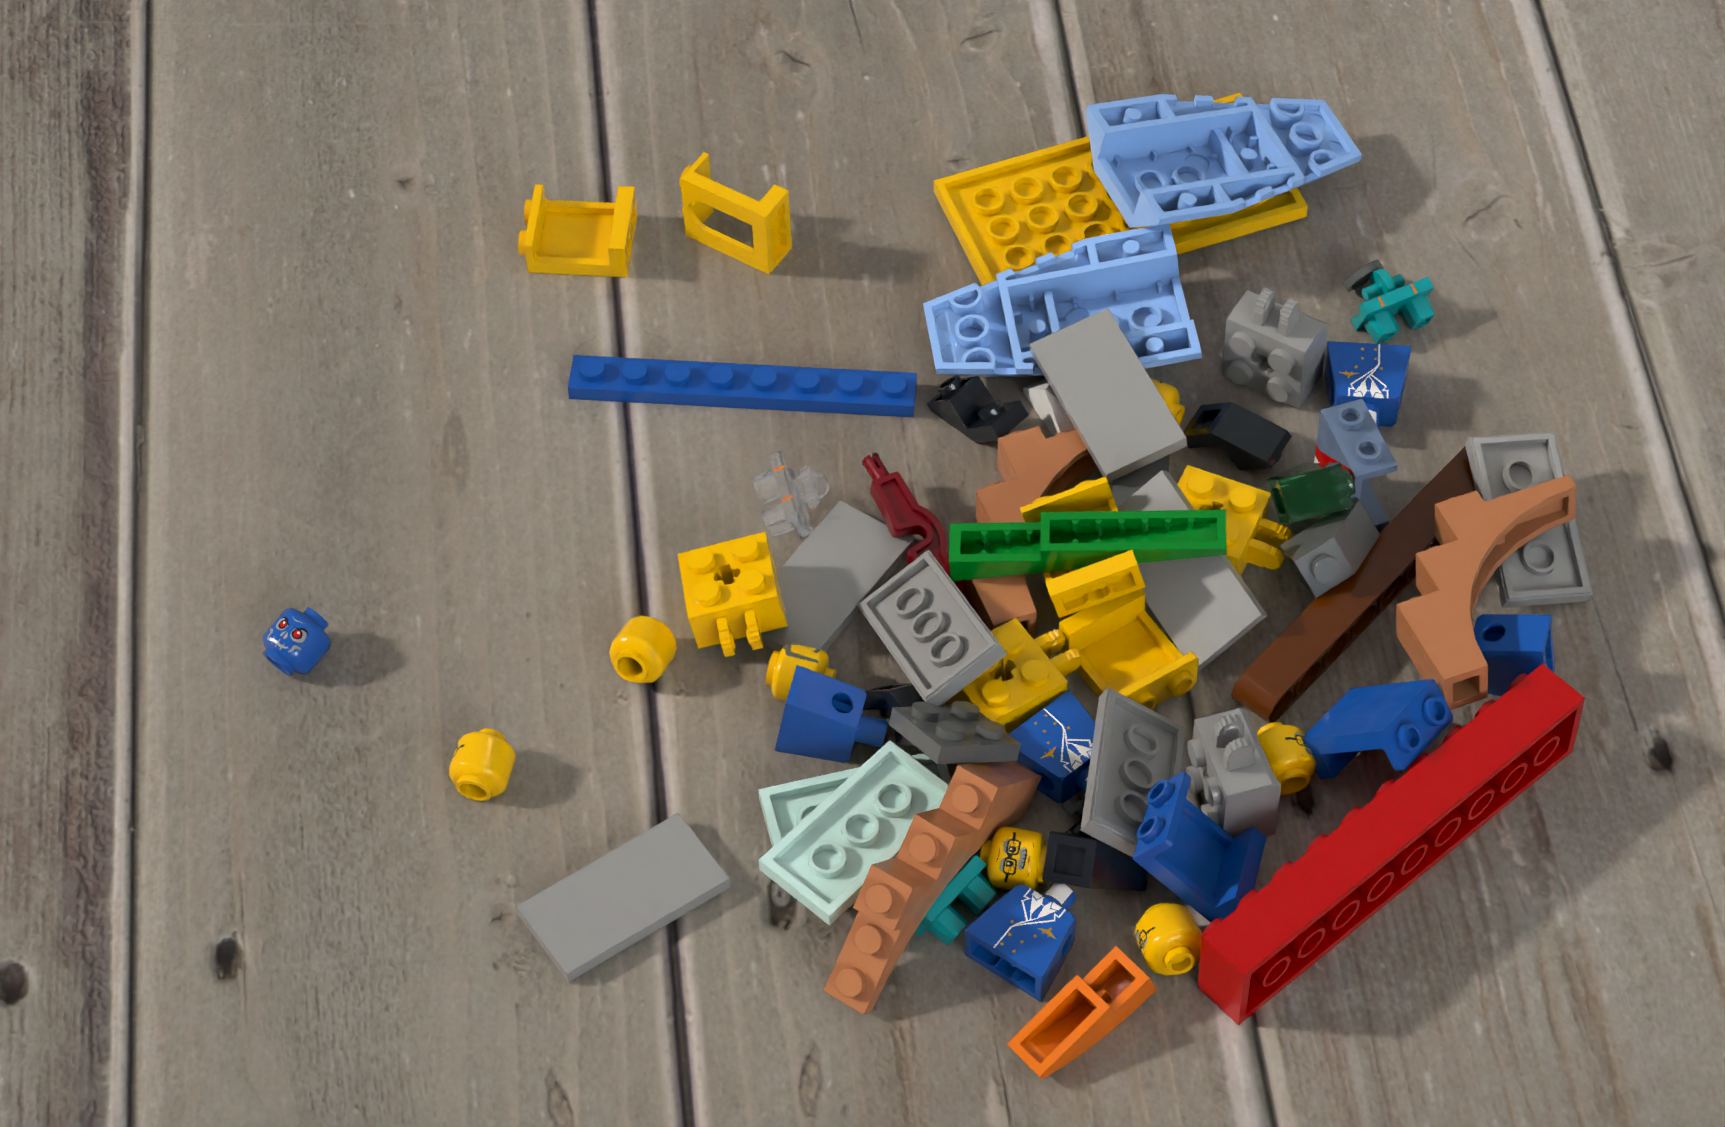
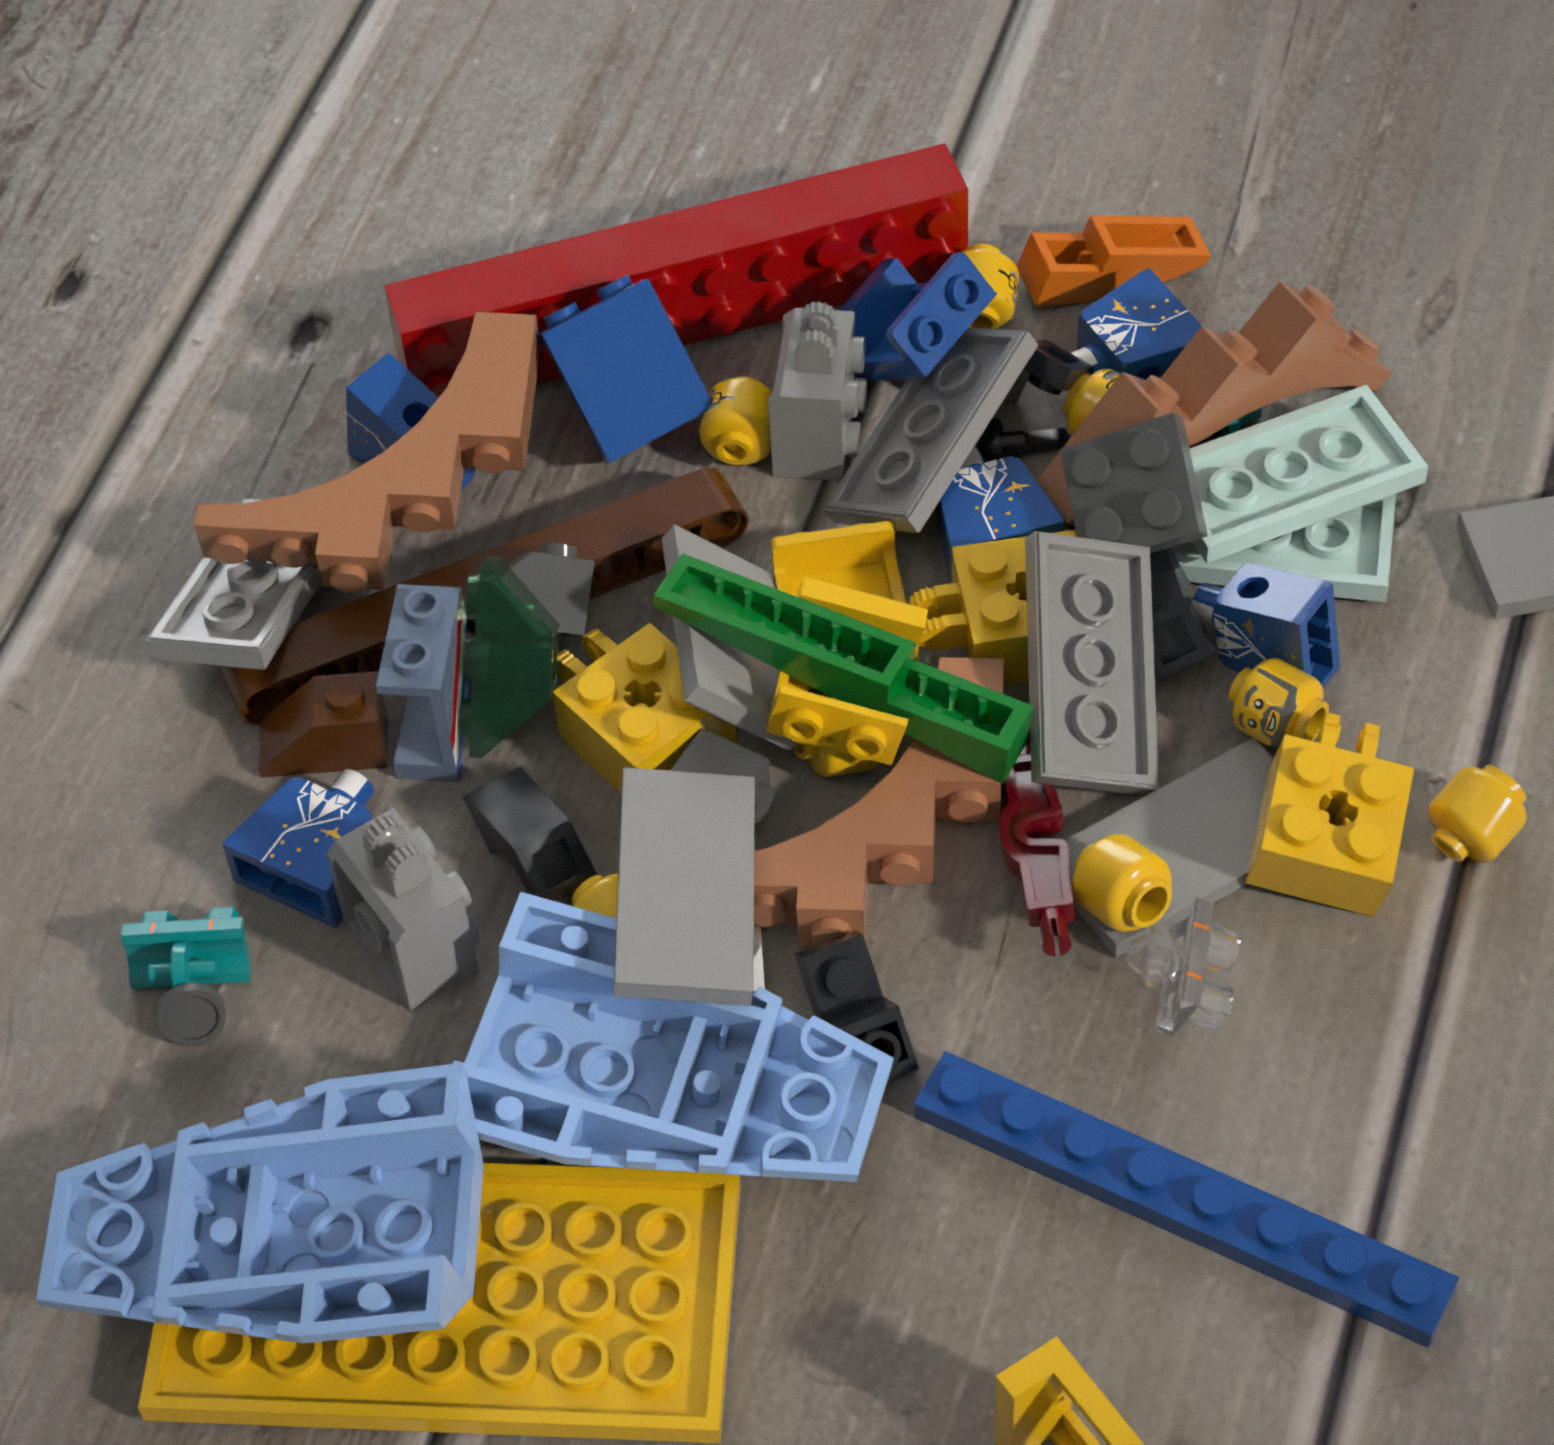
camera: 155 degrees left, 0 degrees up
(848, 510) = (1122, 883): none -> yellow head
(1419, 457) = (326, 728): none -> reddish brown slope

